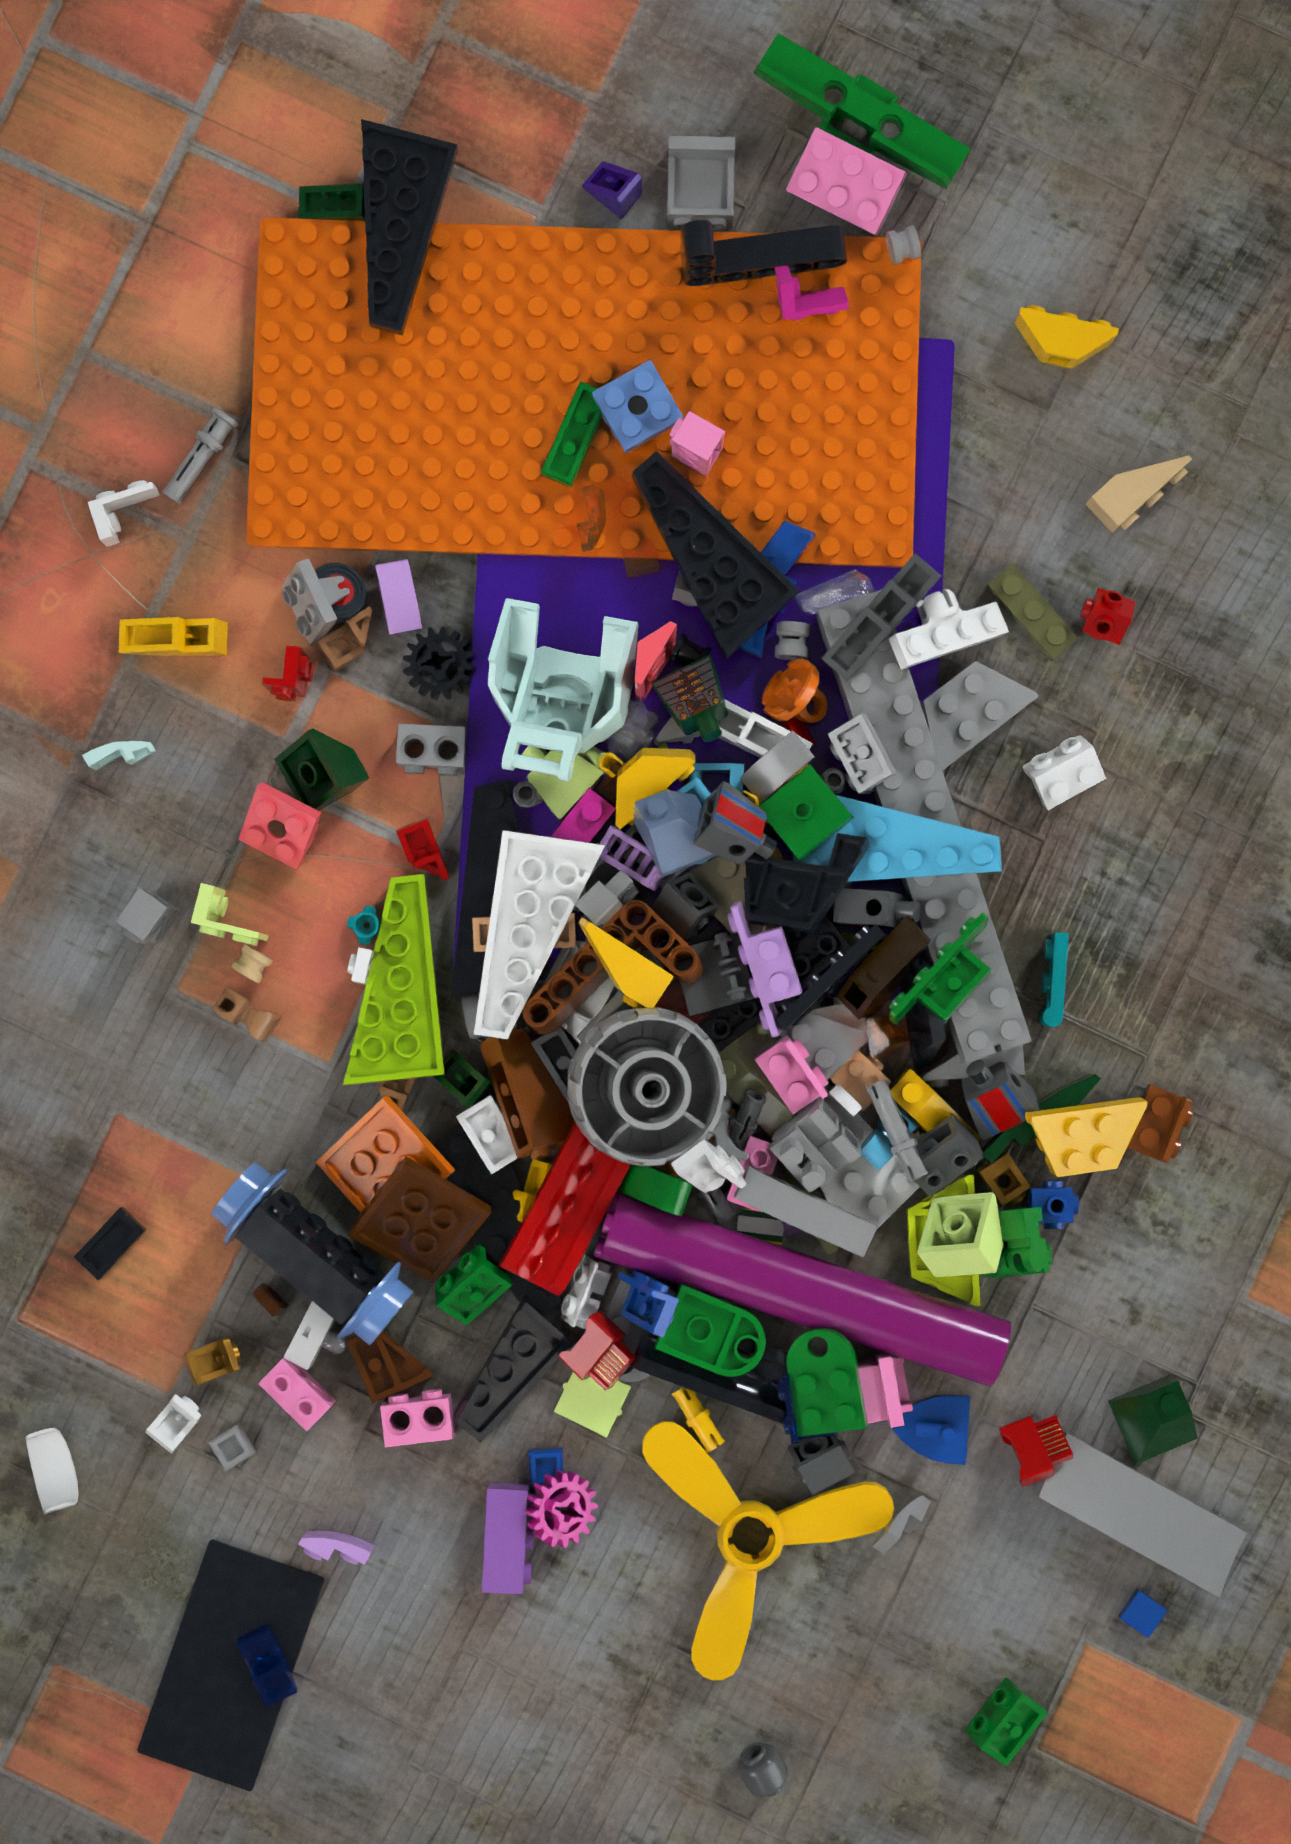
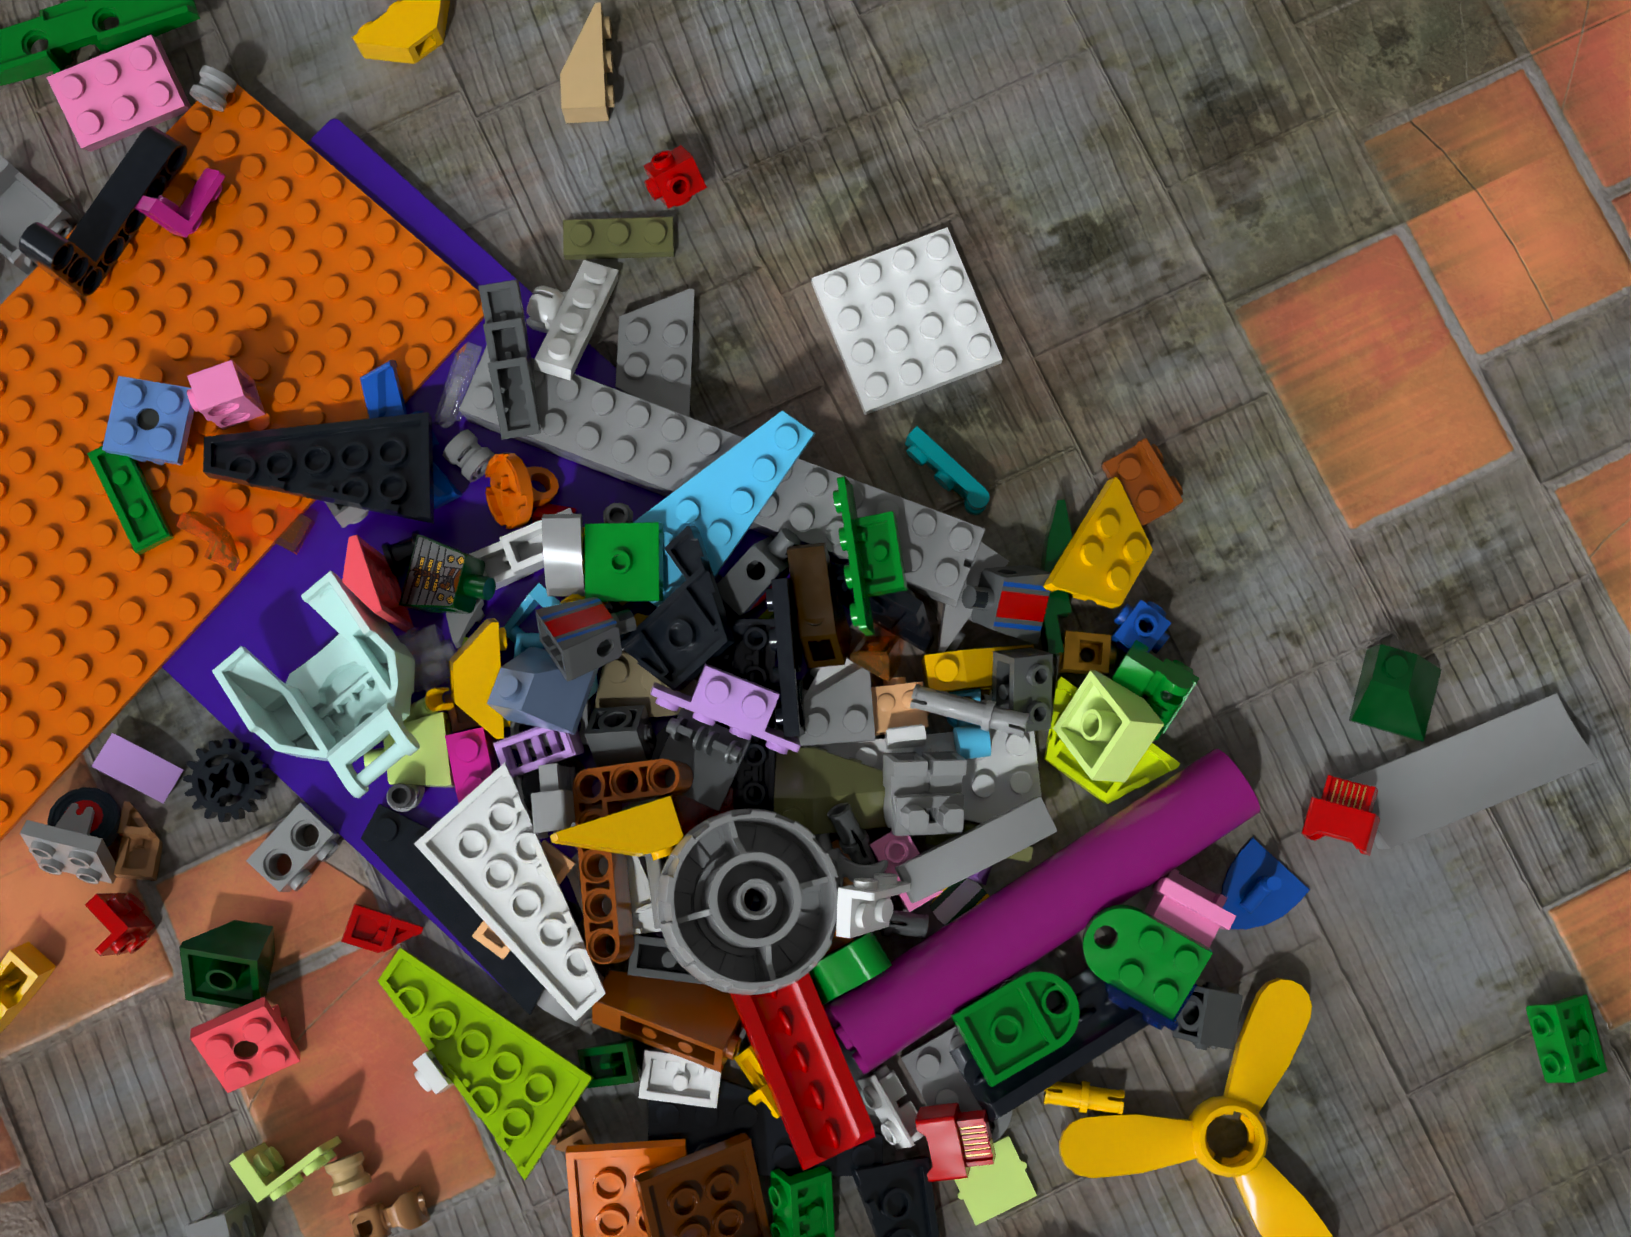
camera: 60 degrees left, 5 degrees down
(130, 750) = (48, 1149): light aqua slope -> none
(357, 923) = (394, 1045): teal plate -> none
(648, 1303) = (946, 1059): blue bracket -> none
(791, 1074) = (844, 763): bright pink bracket -> none
(861, 754) = (614, 472): light grey bracket -> none
(905, 1521) = (1319, 984): light grey slope -> none
(1065, 771) = (776, 319): white bracket -> none
(1140, 863) = (906, 321): none -> white plate
(1142, 1613) = (1559, 839): blue tile -> none

